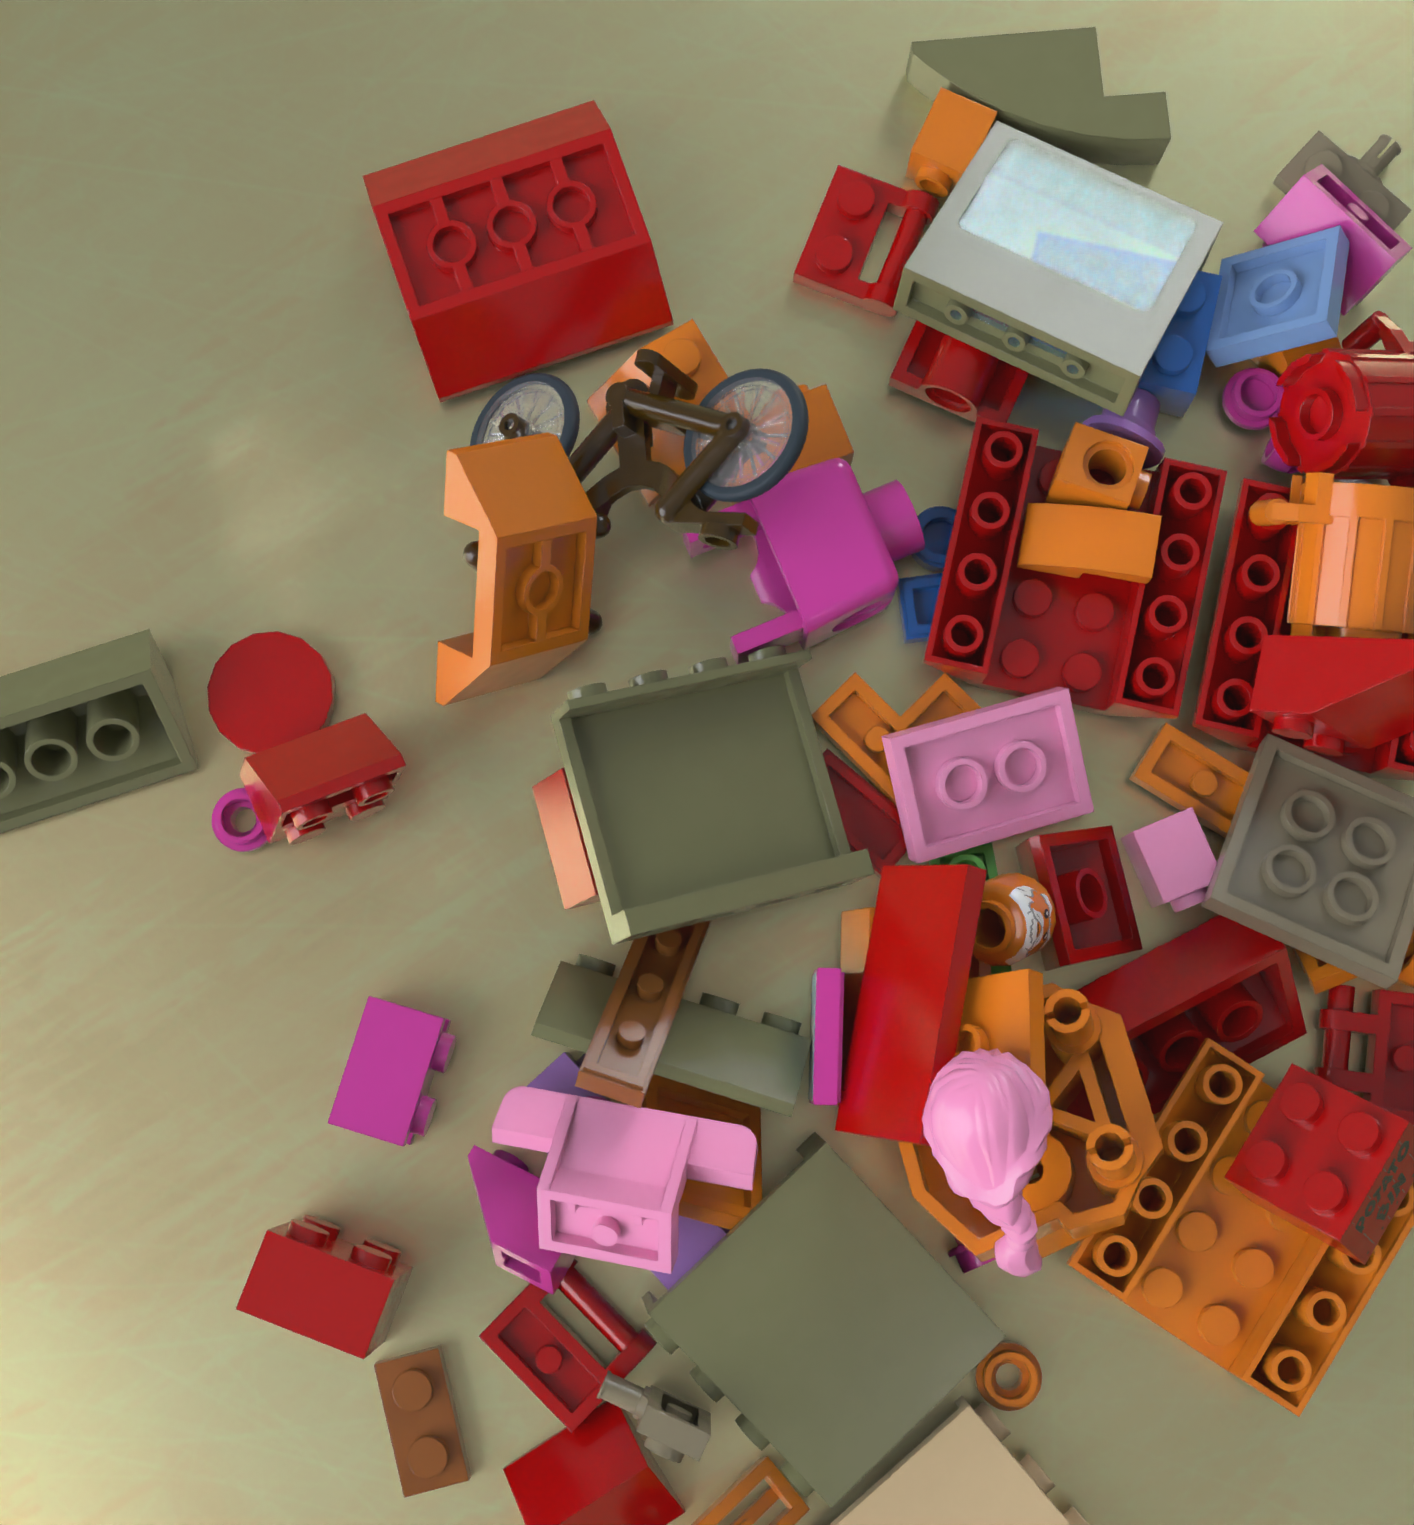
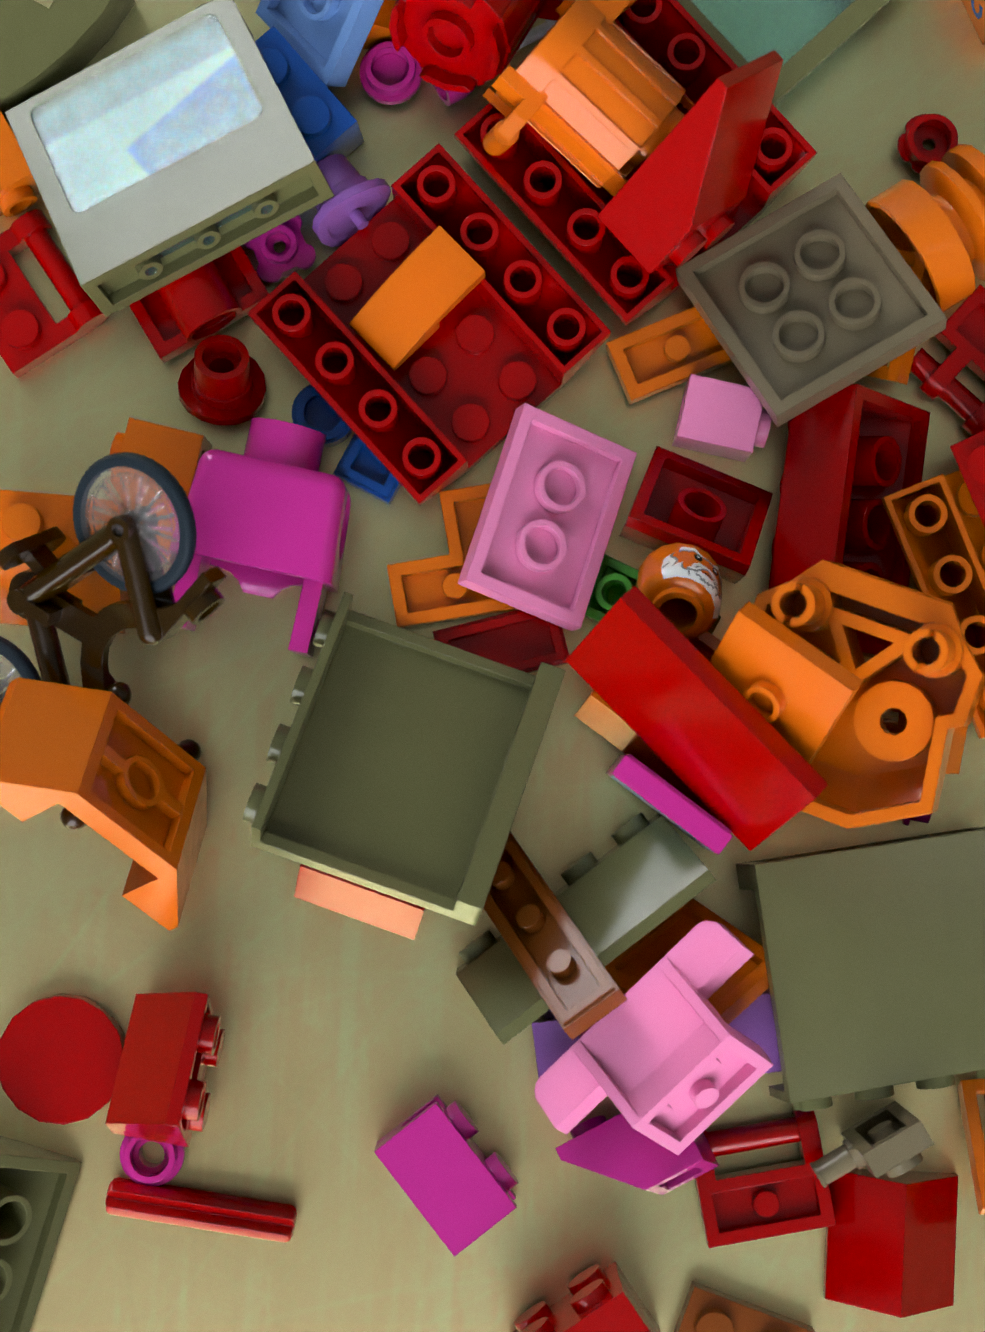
camera: 55 degrees left, 5 degrees up
(225, 892) = (201, 1210): none -> red axle
(907, 439) = (222, 382): none -> red piece
(988, 1134) = (849, 740): bright pink hair -> none
(1051, 426) = (281, 264): none -> dark pink plate
(1096, 449) = (341, 239): orange brick -> none

